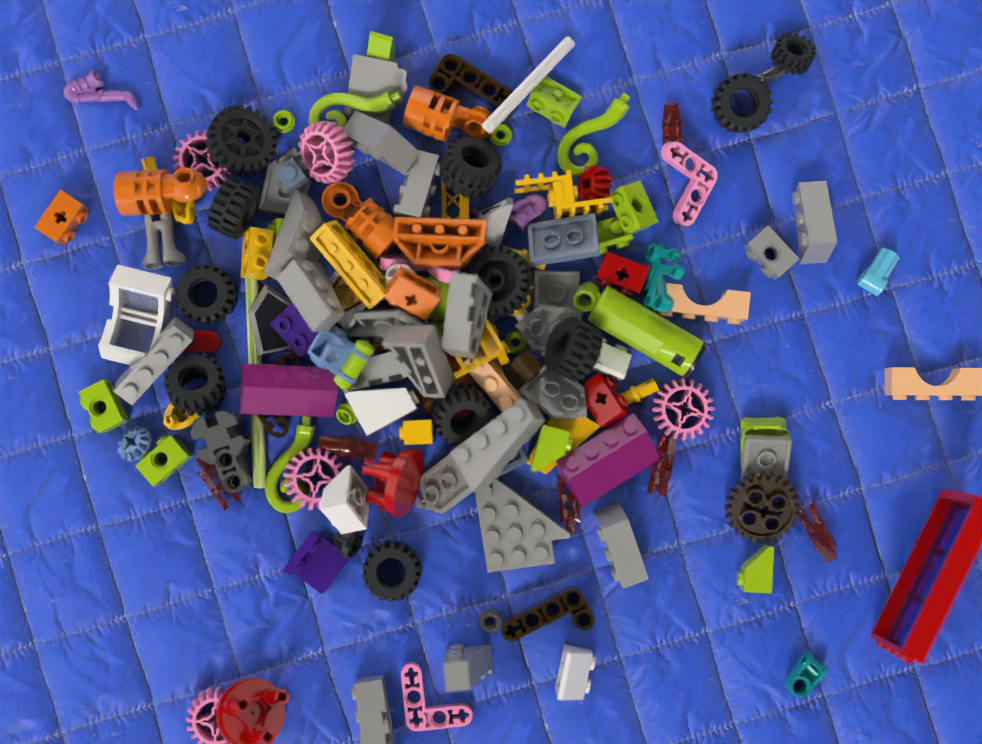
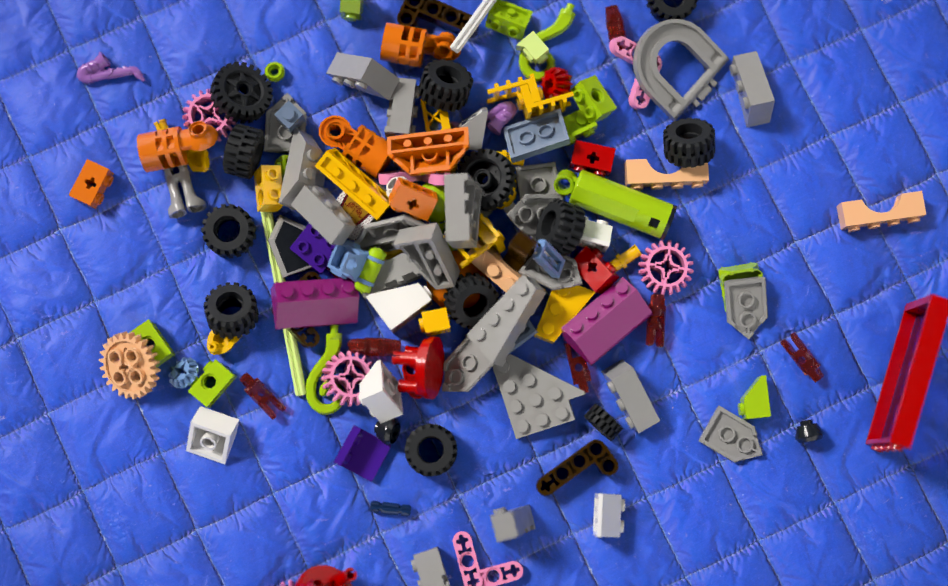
camera: 10 degrees left, 5 degrees down
(75, 427) = (129, 365): none -> light nougat gear
(139, 314) = (172, 261): white window -> none
(156, 516) = (212, 434): none -> white slope
(164, 351) = (201, 283): light grey arch -> none
(204, 342) = (230, 273): red piece -> none
(221, 442) = (264, 359): dark grey connector -> none
(332, 151) = (324, 89): bright pink gear -> none
(338, 626) = (390, 508): none -> dark blue axle
(346, 414) = (369, 317): lime plate -> none
(374, 77) = (351, 26): light grey piece -> none
(379, 104) = (355, 44): lime plant -> none
(490, 628) = (518, 482): dark grey plate -> none
(508, 135) = (467, 49): lime plate -> none
(515, 334) = (511, 226): lime plate -> none
(550, 446) = (554, 314): lime slope -> none
(552, 370) = (547, 262): none -> medium blue tile
(576, 140) = (533, 48): none -> yellowish green window
(585, 570) = (603, 422): none -> black tyre
(655, 254) = (619, 137): teal plant -> none
(699, 184) = (650, 78): none -> light grey piece
(723, 606) = (731, 436): none -> light grey tile
(733, 274) = (689, 142): none -> black tyre
(769, 489) = (747, 360): dark brown gear -> none
(783, 255) = (731, 121): light grey brick -> none
(806, 673) = (816, 483): teal piece -> none
(810, 615) = (808, 431): none -> black cone
(875, 277) = (815, 125): medium azure piece -> none

